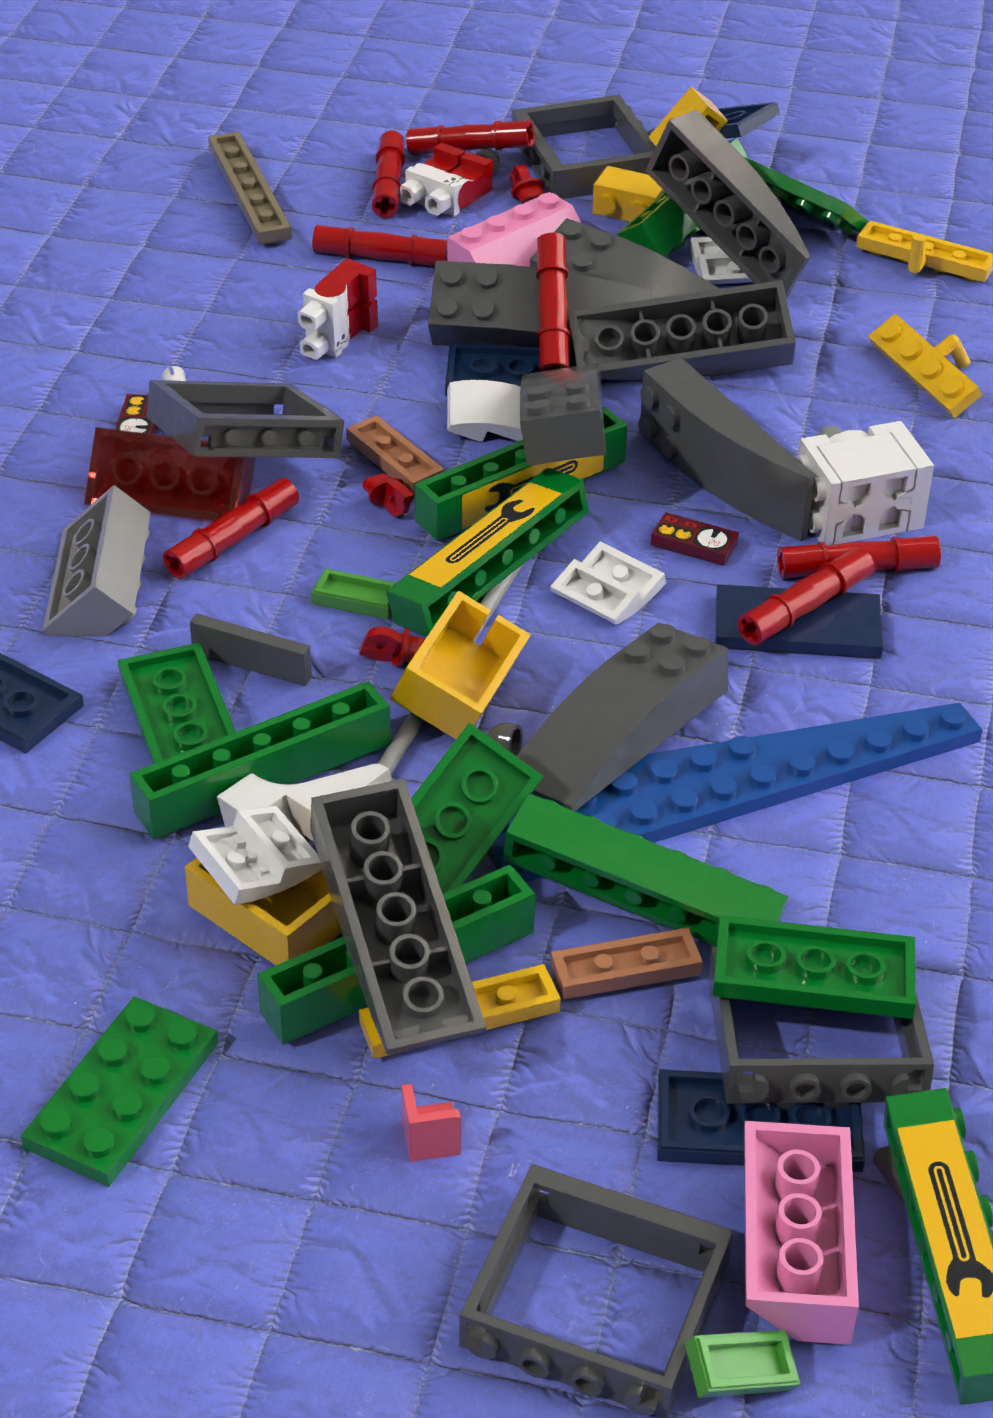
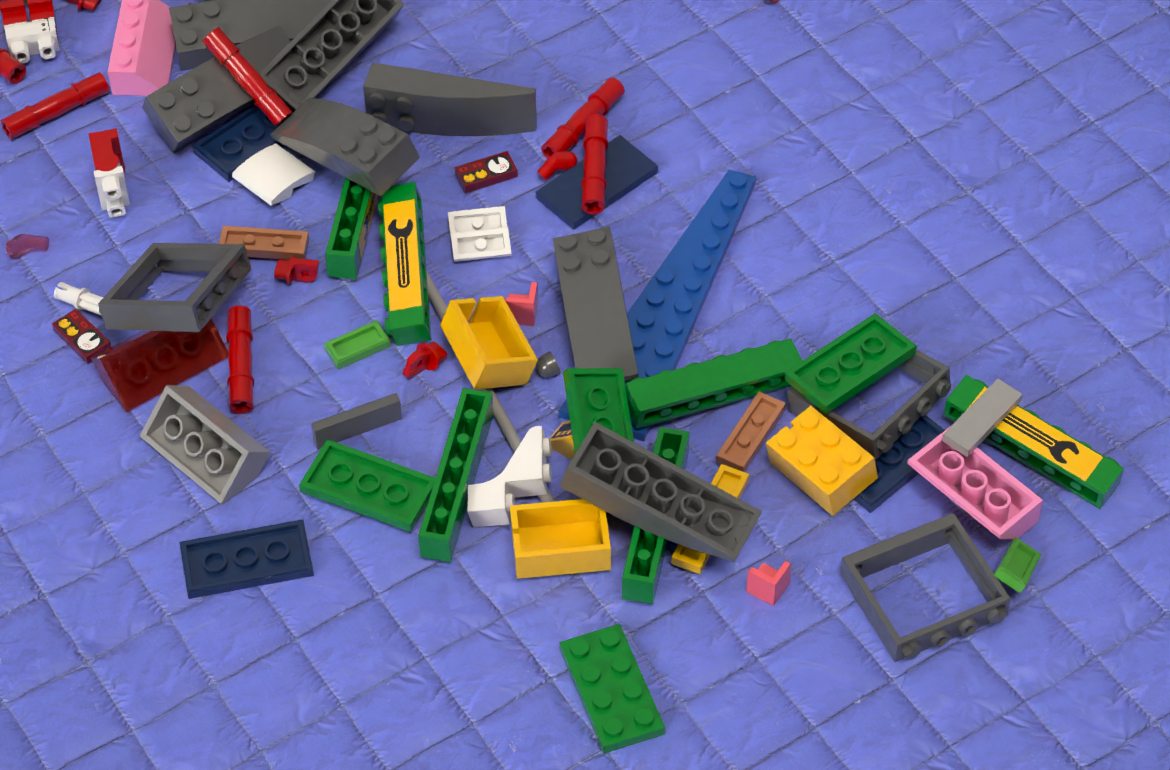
camera: 45 degrees left, 10 degrees up
(201, 326) = (24, 243): none -> clear pink arm
(255, 855) = (545, 521): white slope -> none
(556, 672) = (524, 306): none -> coral panel
(654, 1048) = (822, 460): none -> yellow piece
(774, 572) = (557, 161): none -> red arm
(866, 482) = (545, 60): white piece -> none
(899, 1147) = (982, 417): none -> light grey tile

